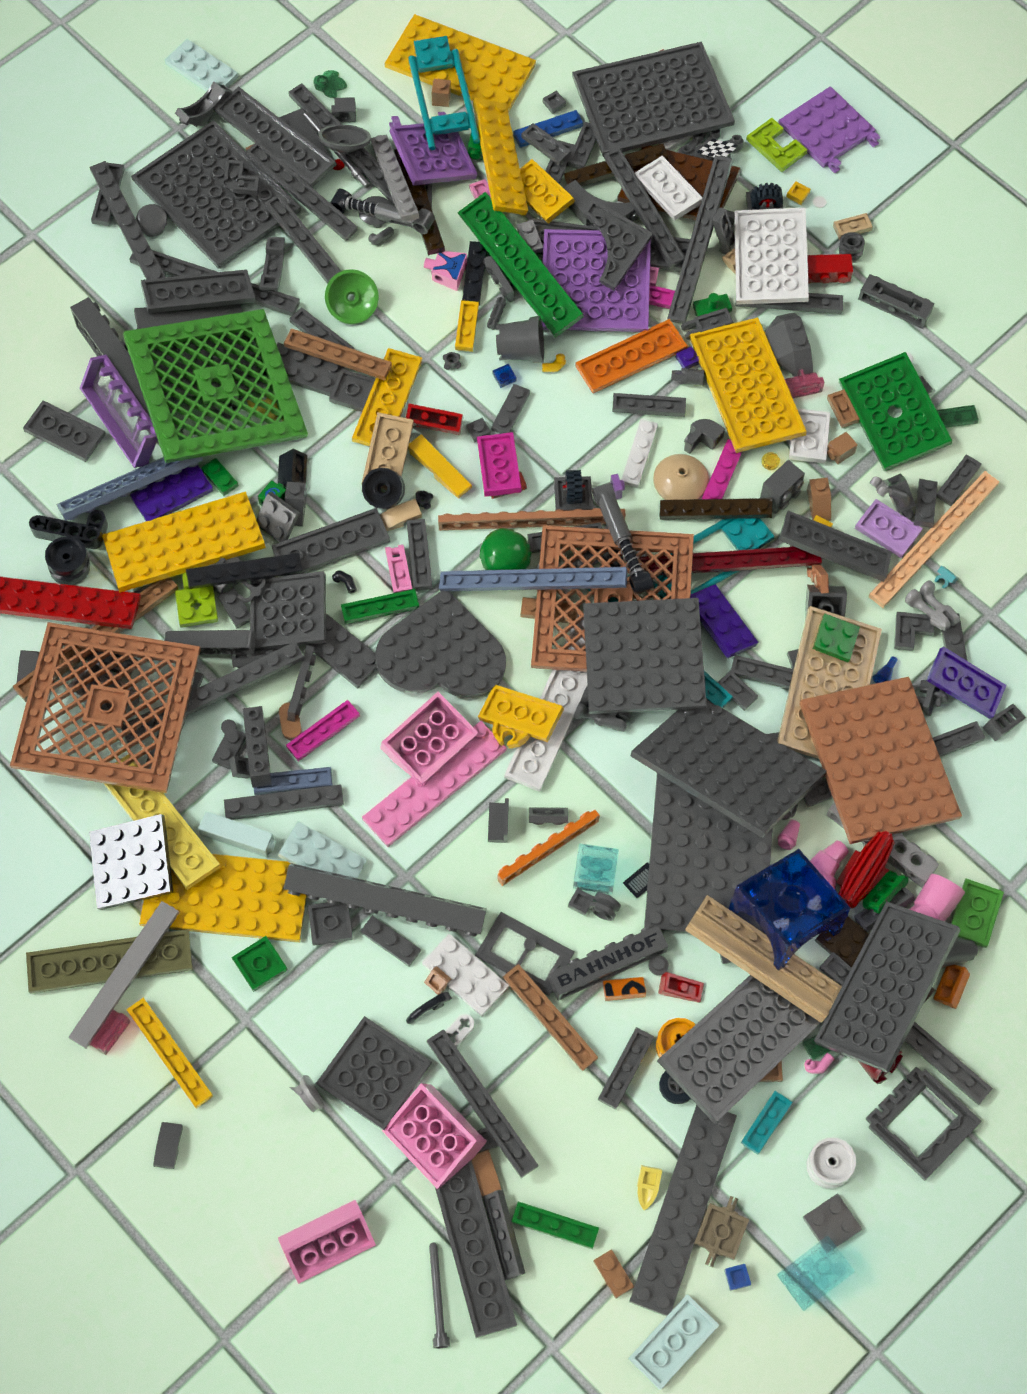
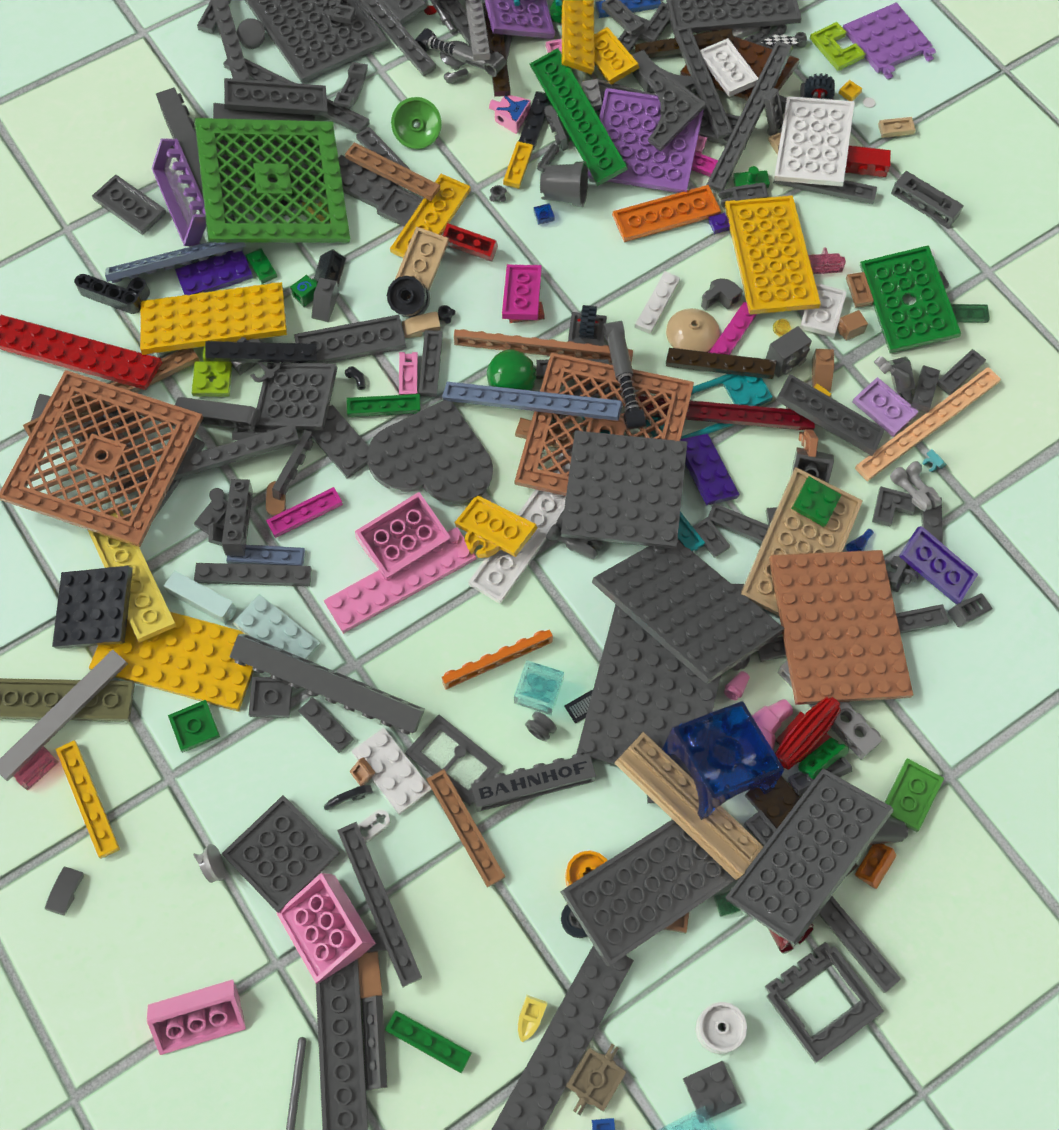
camera: 10 degrees right, 0 degrees up
(67, 560) = (102, 319): black wheel -> none
(235, 608) = (248, 387): dark grey plate -> none
(277, 517) = (304, 309): dark grey plate -> none
(302, 237) = (381, 64): dark grey plate -> none
(443, 471) = (466, 286): yellow slope -> none
(478, 428) = (509, 257): dark grey plate -> none
(498, 822) = (454, 626): dark grey panel -> none
(510, 409) = (544, 245): dark grey plate -> none
(543, 815) = (502, 627): dark grey plate -> none
(557, 364) = (594, 212): yellow arm -> none
(580, 901) = (518, 717): dark grey plate -> none
(613, 1274) = (477, 1103): medium nougat plate -> none
(618, 485) = (630, 328): medium lavender plate -> none
(624, 989) = (545, 811): orange slope -> none
(626, 1068) = (531, 892): dark grey plate -> none
(649, 405) = (674, 259): dark grey plate -> none
(658, 965) = (583, 793): dark grey plate -> none
(680, 987) = (601, 819): red slope -> none
(688, 376) = (717, 239): dark grey hinge -> none
(766, 1122) = (662, 973): teal plate -> none
(790, 344) = (819, 224): dark grey wedge -> none
(818, 1067) = (726, 924): bright pink arm -> none
(852, 244) = (893, 141): dark grey wheel -> none
(938, 897) = (875, 773): bright pink piece -> none

